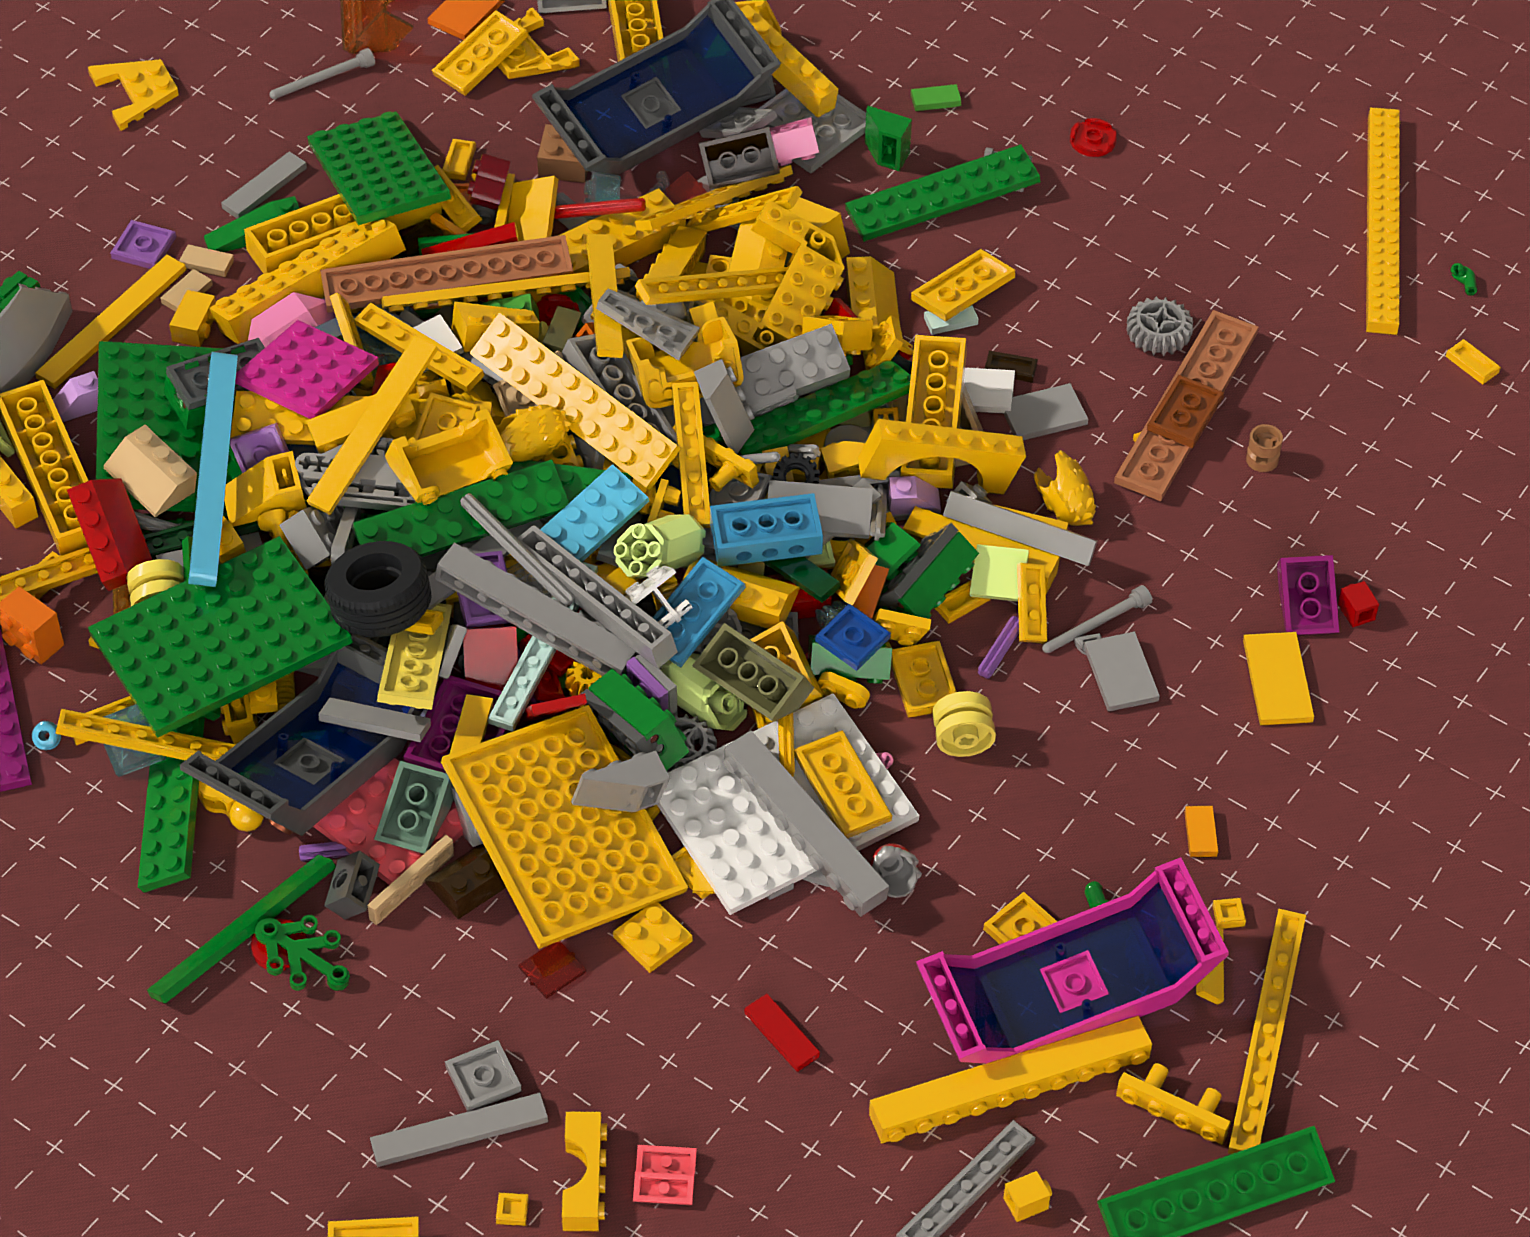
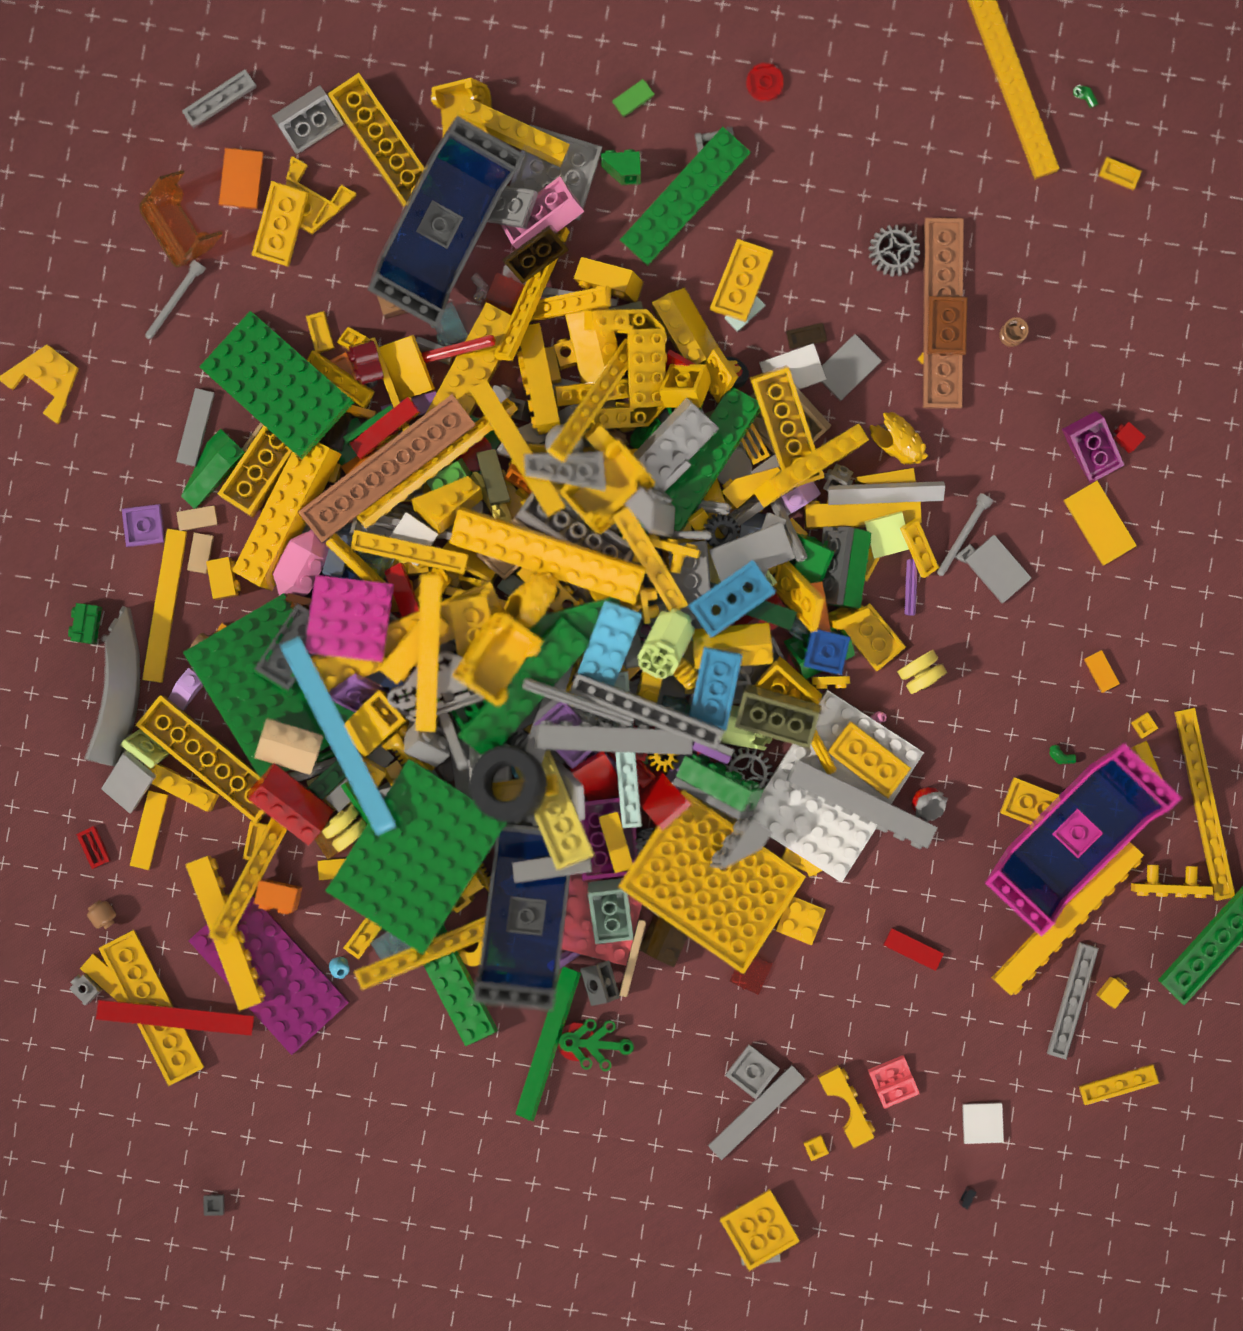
camera: 25 degrees left, 35 degrees up
(656, 577) = (682, 690): white plate -> none

